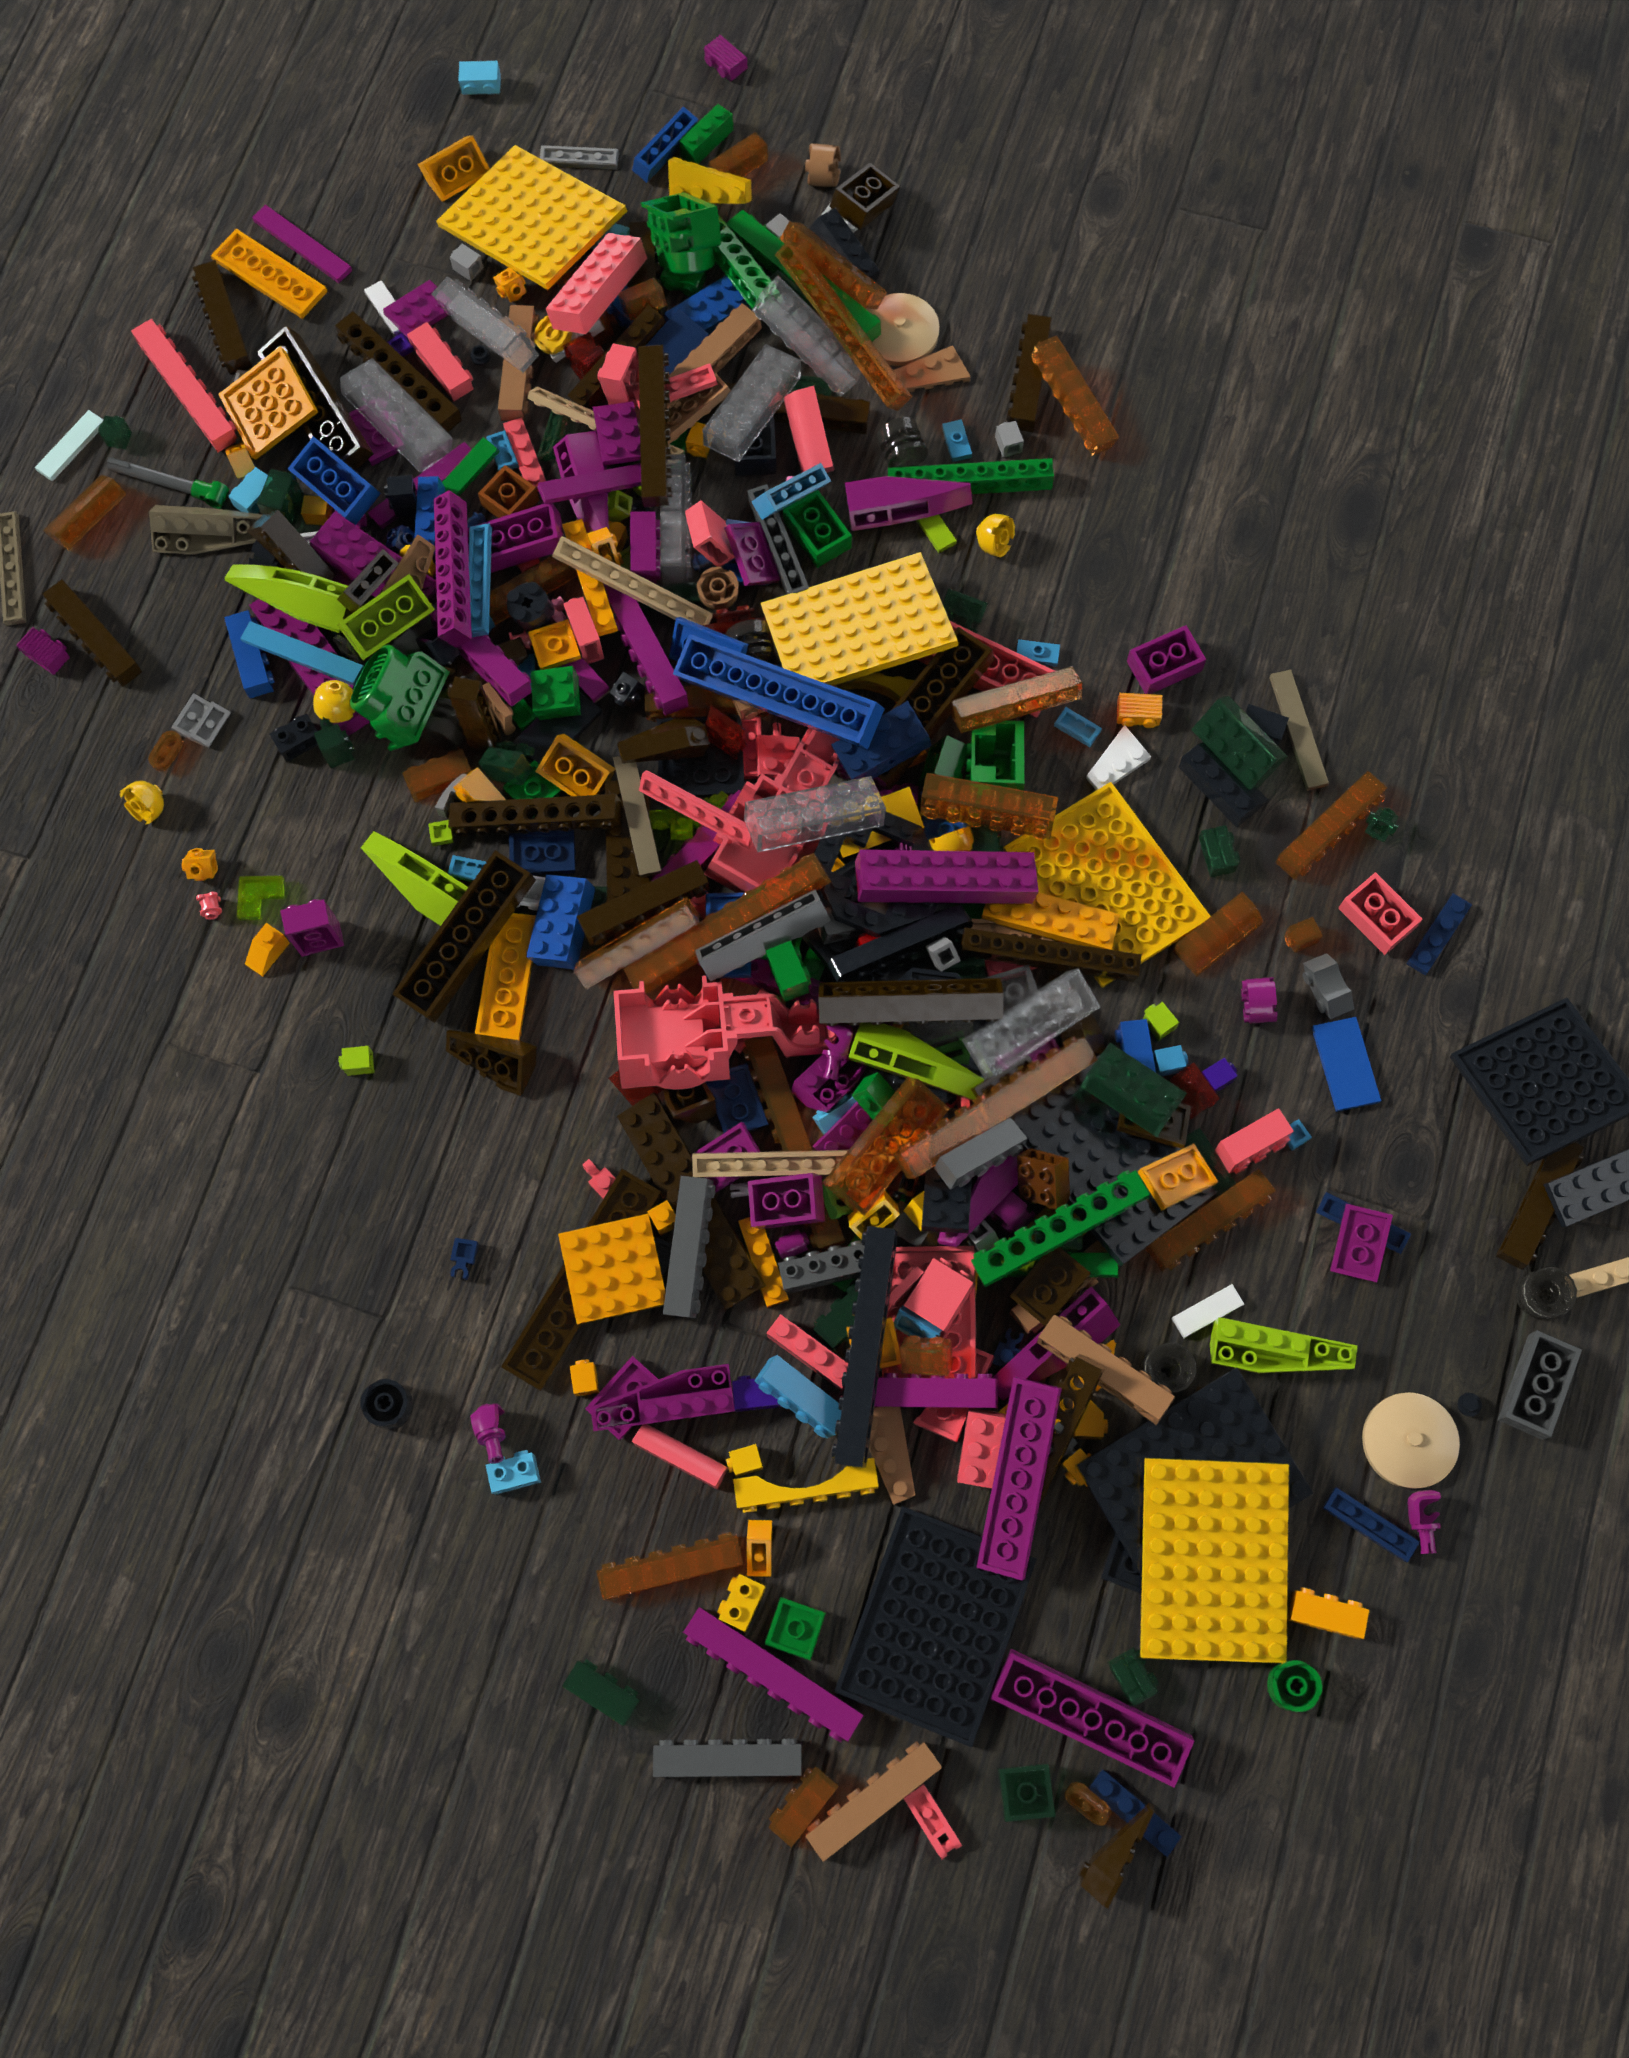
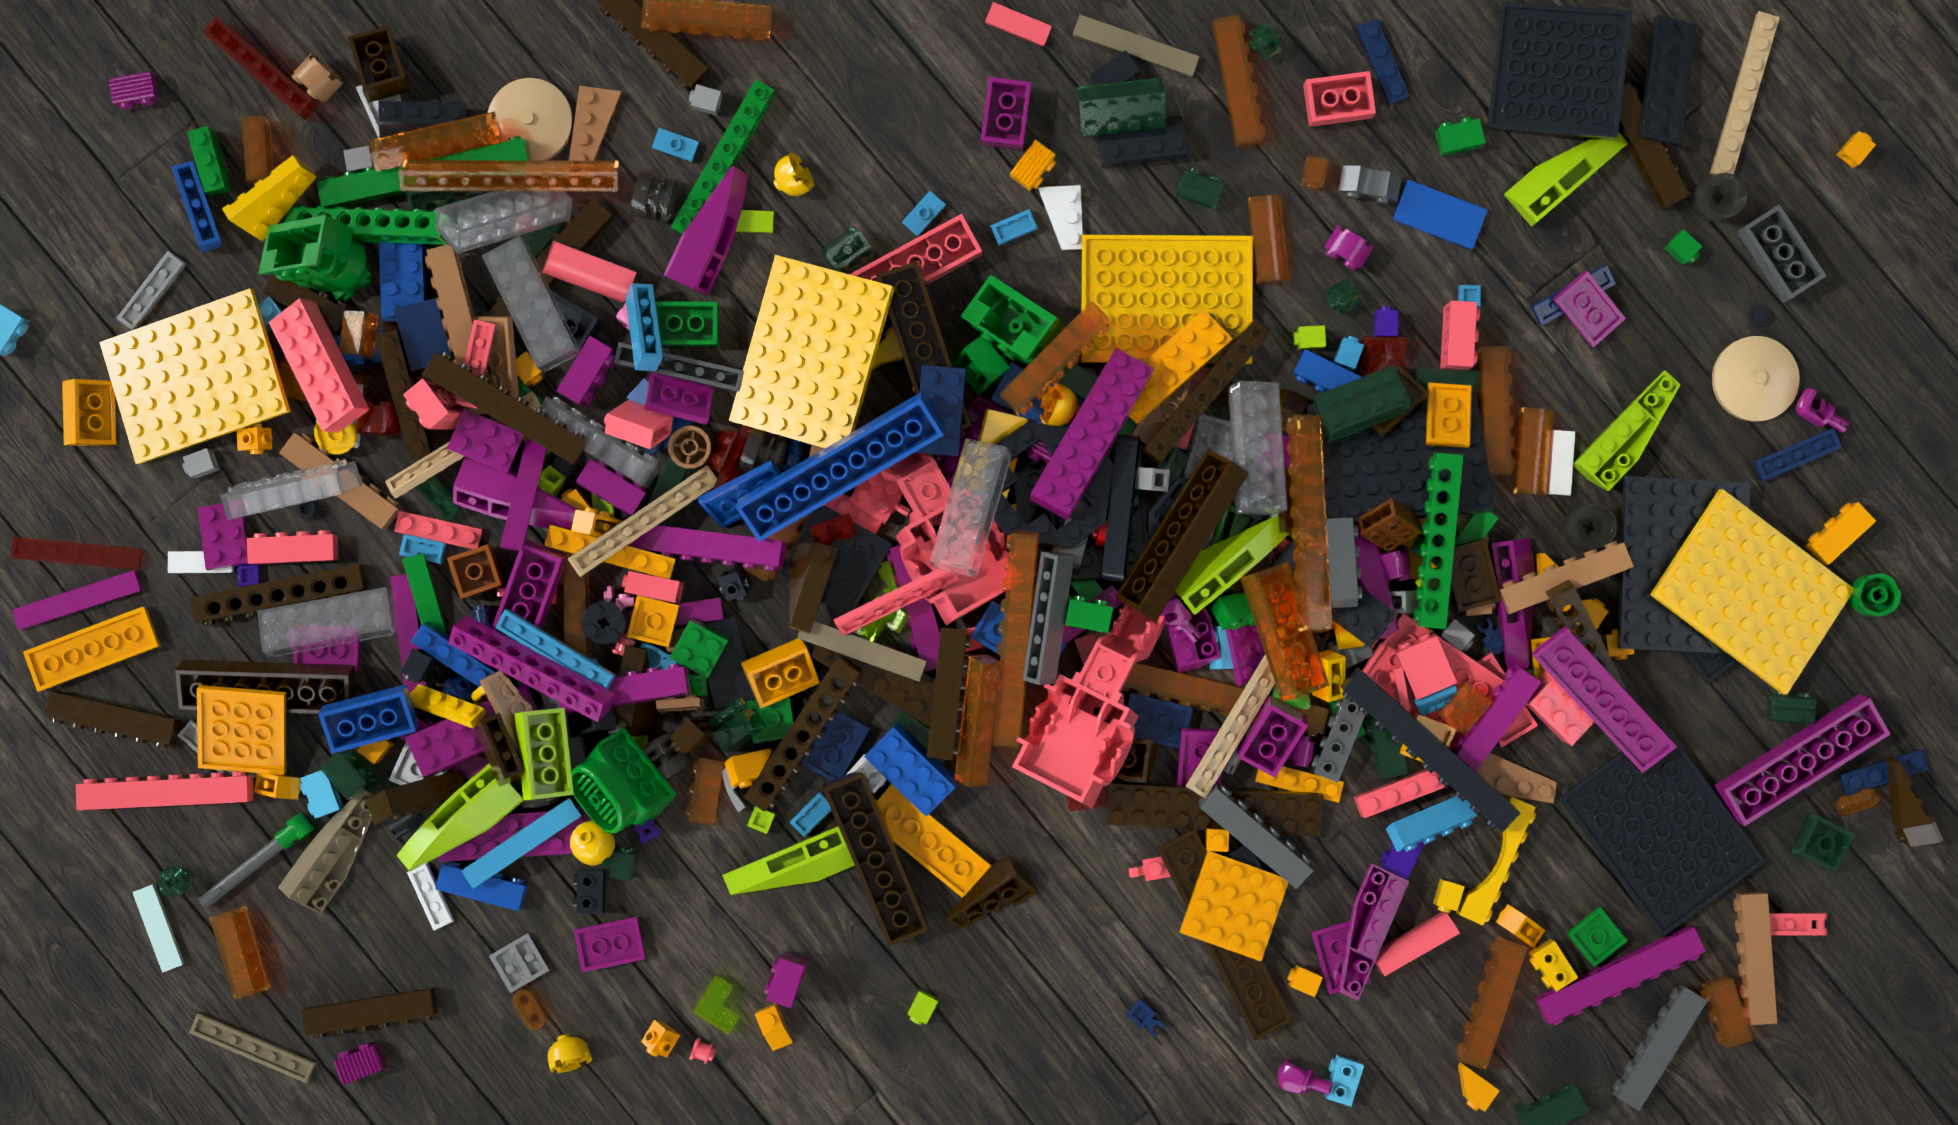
camera: 55 degrees left, 15 degrees up
(215, 625) = (430, 898): none -> white tile
(259, 779) = (609, 944): none -> magenta plate
(339, 223) = (76, 553): none -> clear red tile
(375, 756) = (653, 832): none -> dark purple plate
(381, 530) = (447, 706): none -> yellow plate
(580, 1604) = (1476, 1089): none -> light orange slope
(725, 478) = (587, 372): none -> magenta brick
(802, 125) = (260, 68): none -> clear red brick
(987, 1315) = (1457, 635): none -> light grey brick
(1016, 699) = (969, 268): clear orange brick -> none
(1200, 1279) = (1533, 451): none -> clear orange brick
(1214, 1023) = (1342, 296): none -> clear green brick
(1246, 630) = (1018, 24): none -> coral tile
(1425, 1036) = (1460, 136): none -> green brick
(1457, 1145) = (1559, 176): none -> lime wedge
(1477, 1294) = (1683, 248): none -> green brick

